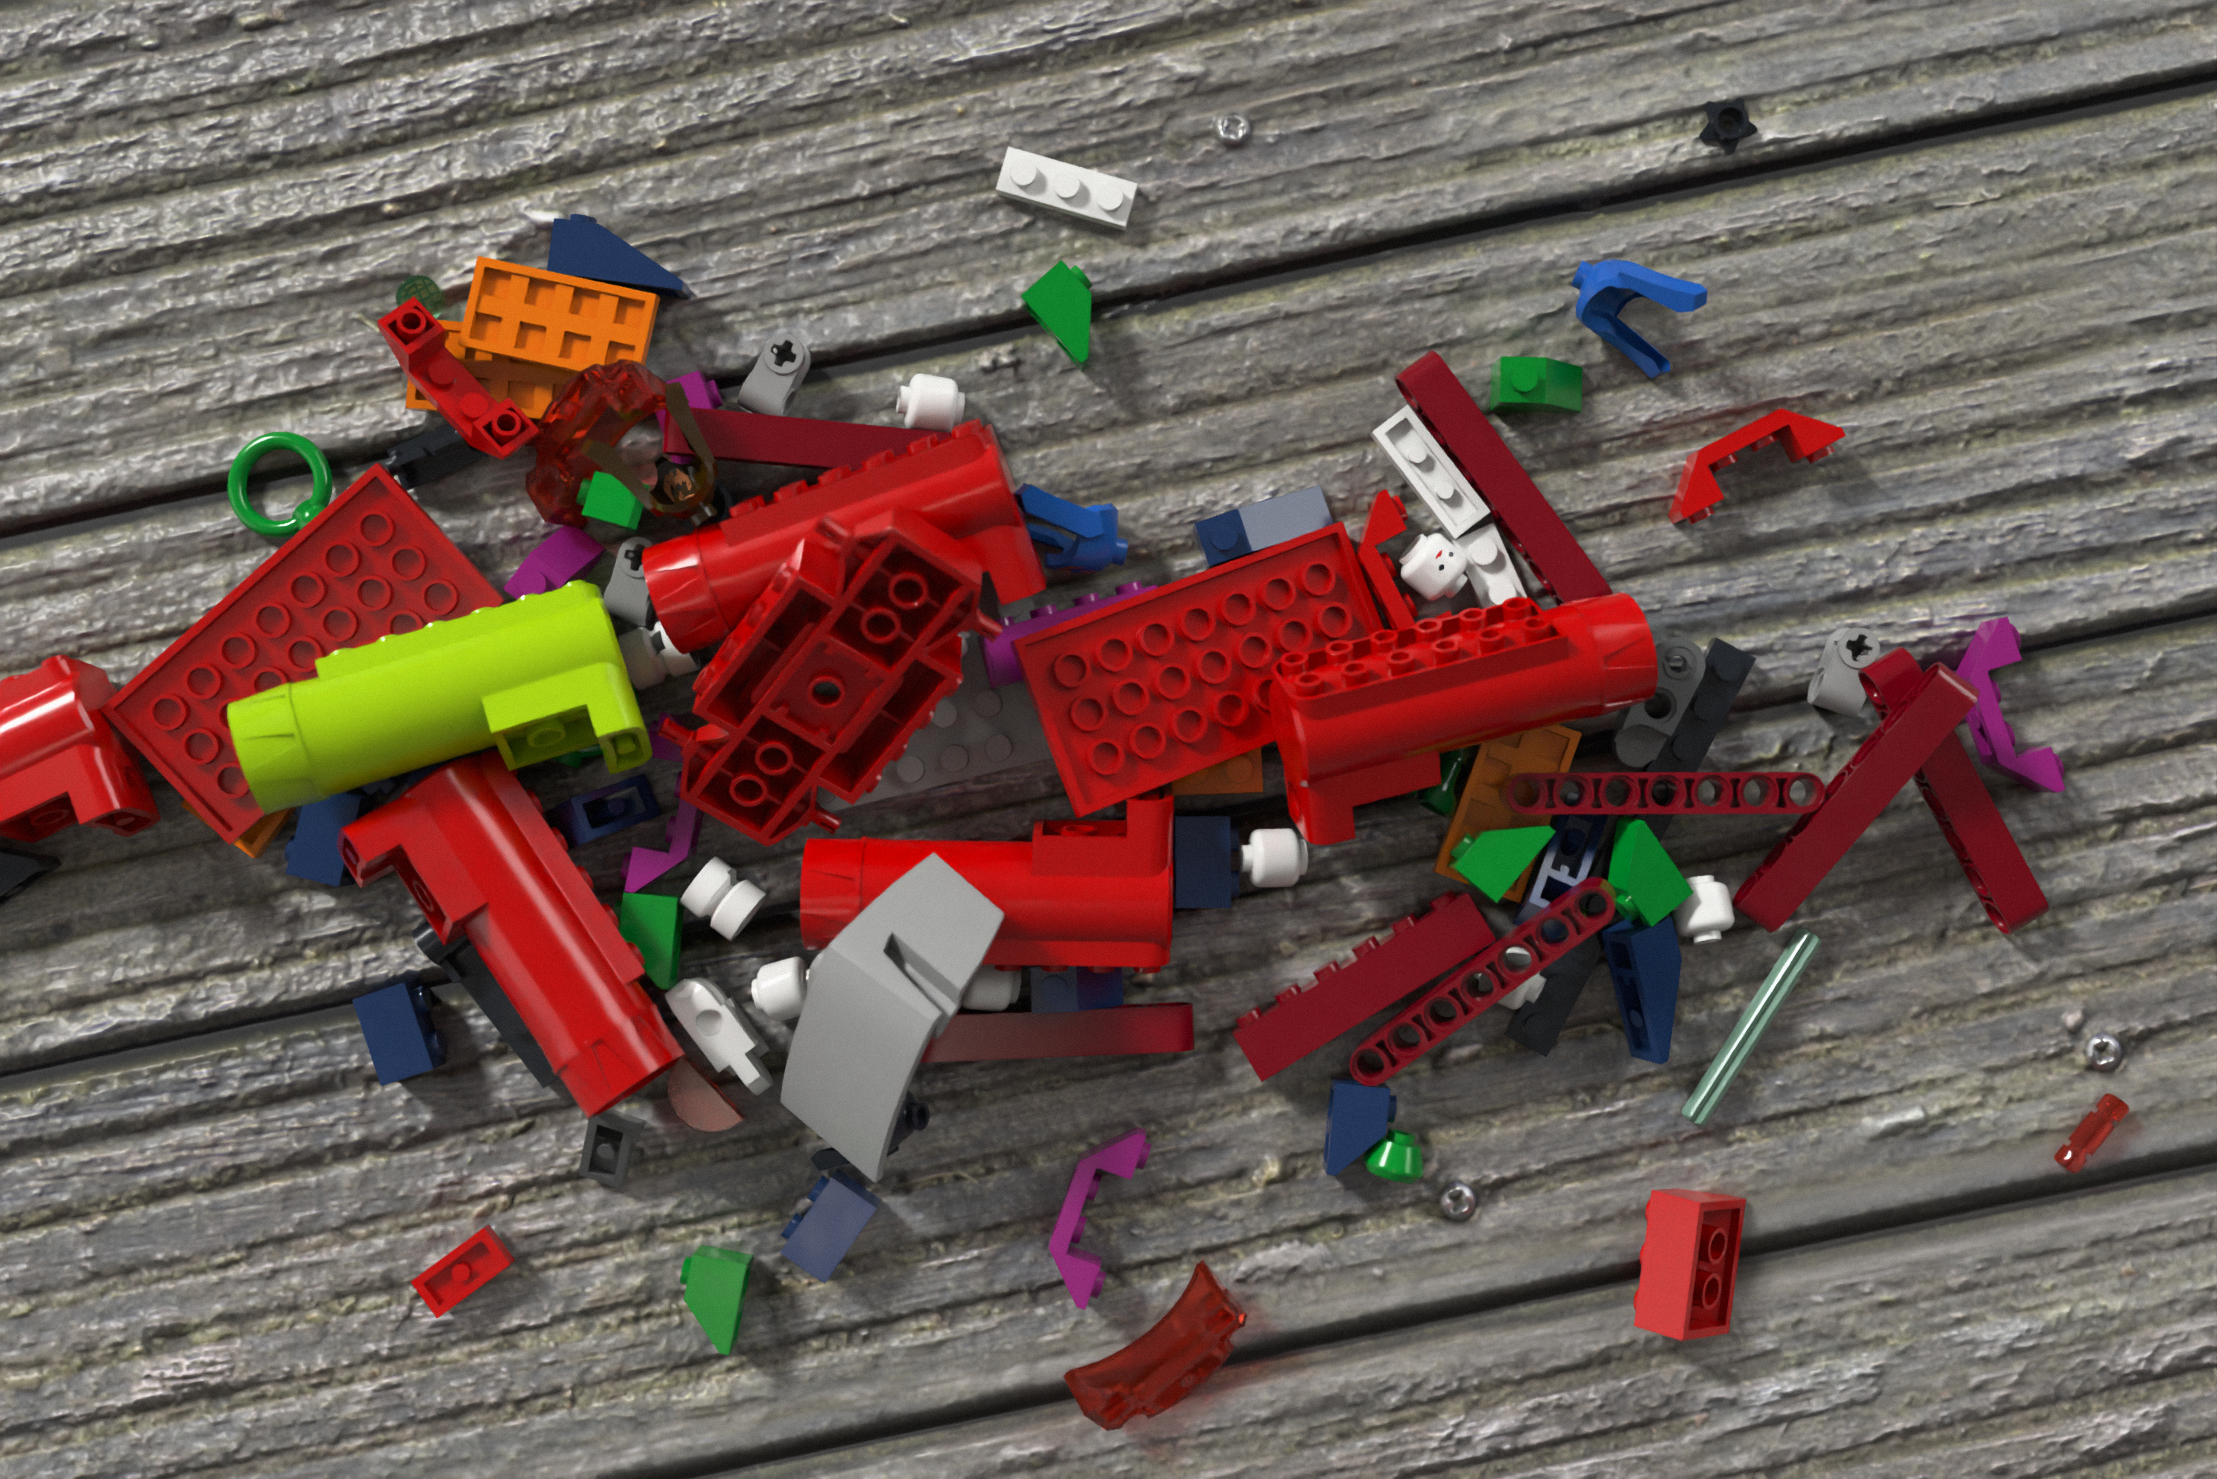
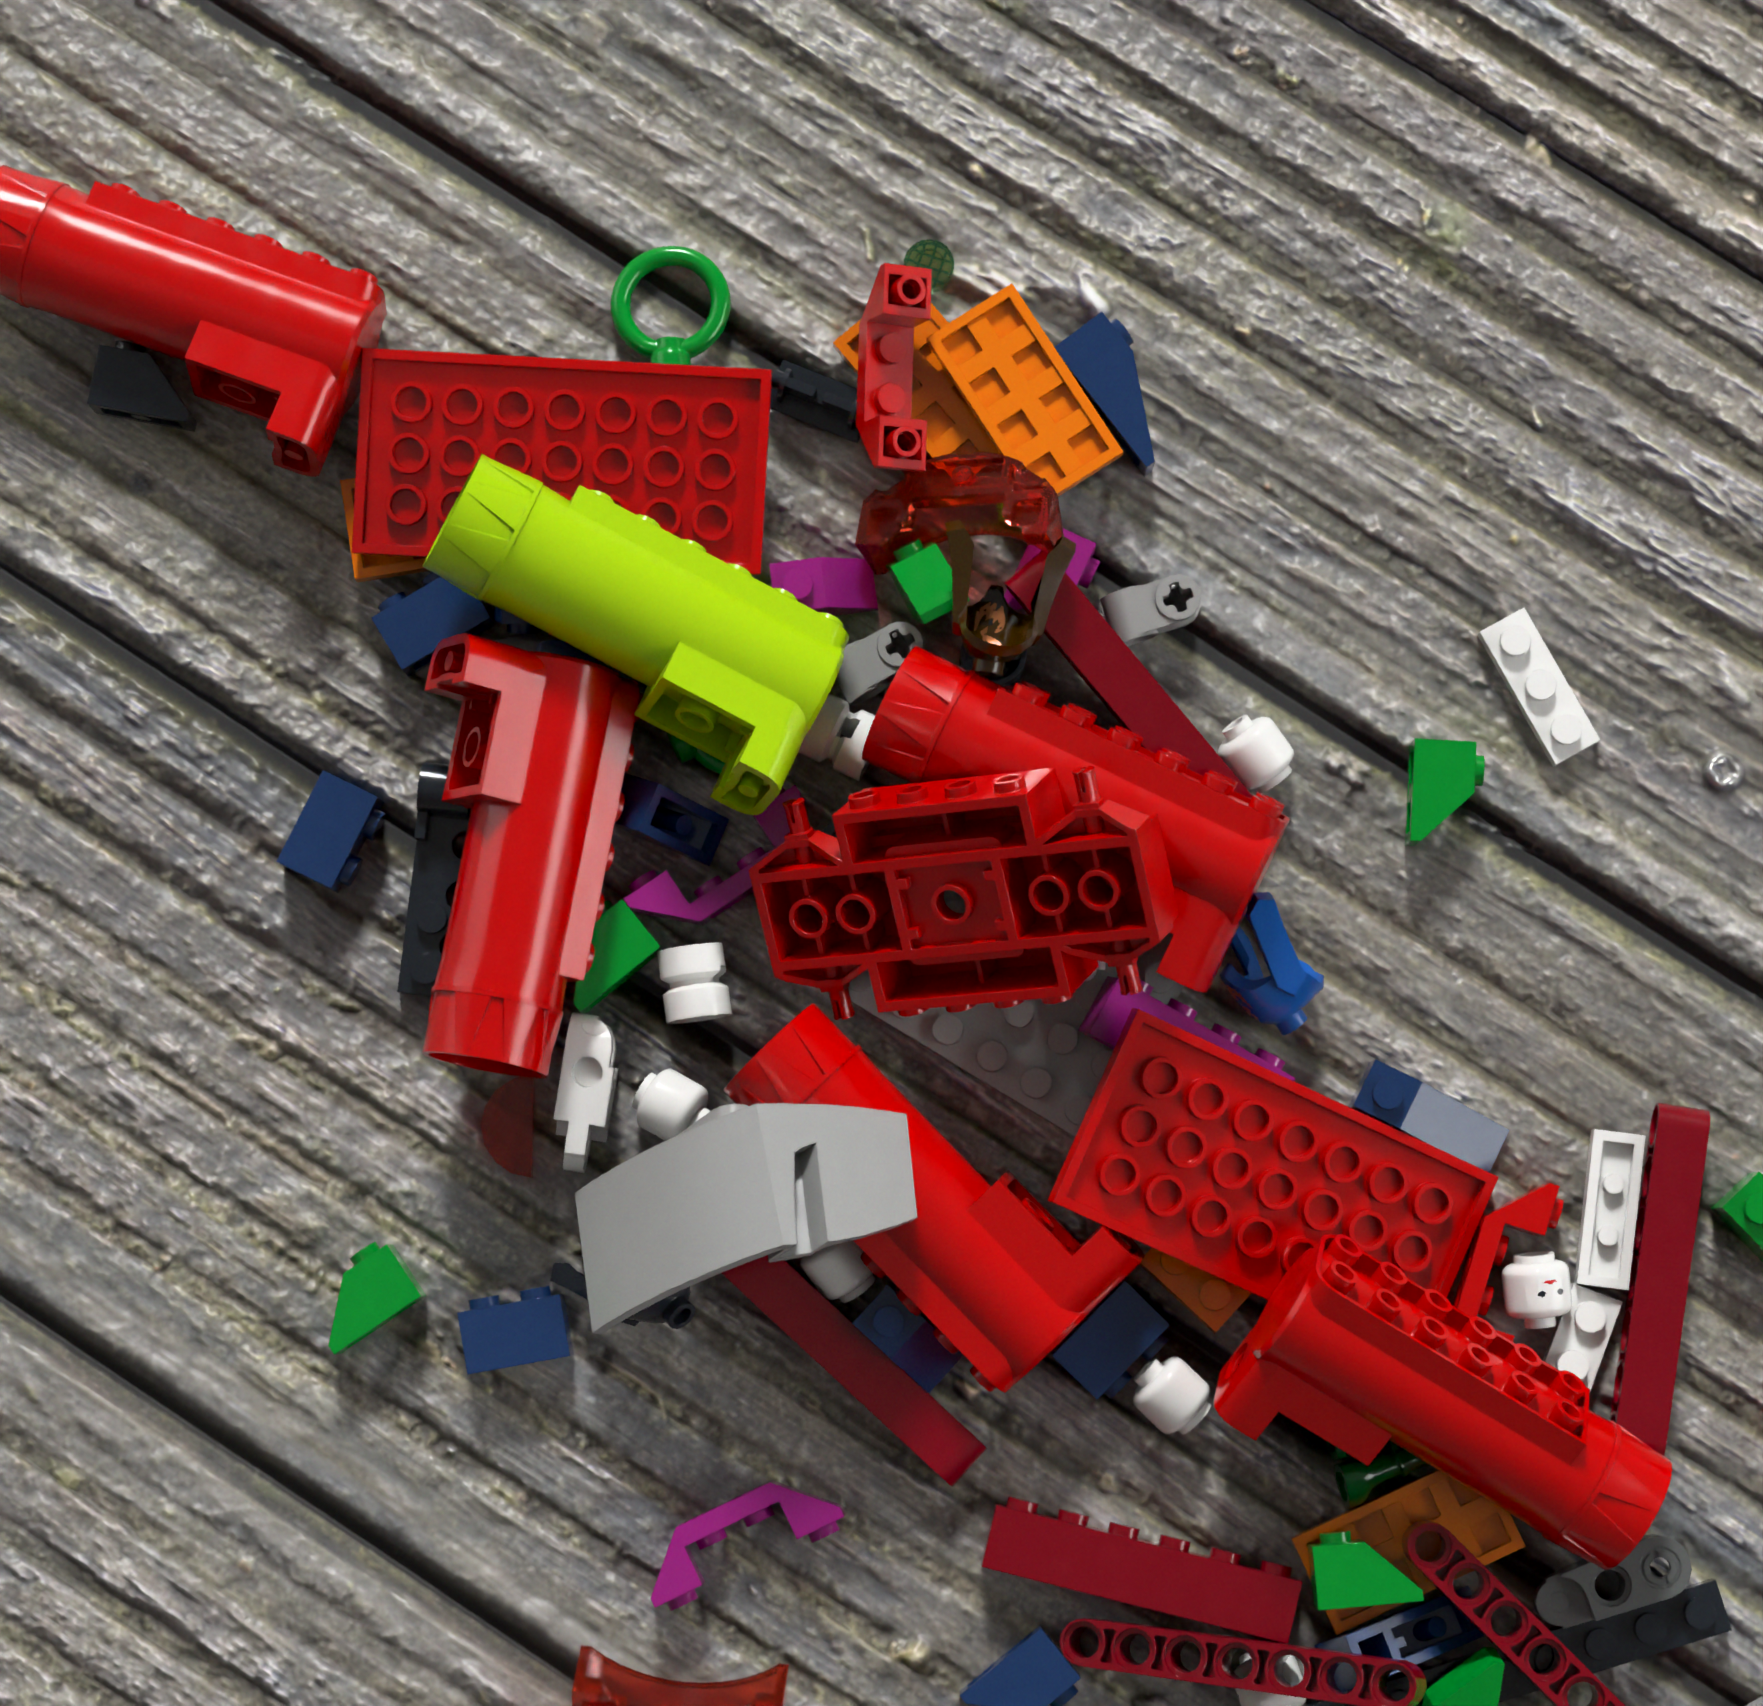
camera: 50 degrees right, 5 degrees down
(462, 1271) = (186, 1073): red plate -> none
(610, 1147) = (403, 1092): dark grey slope -> none

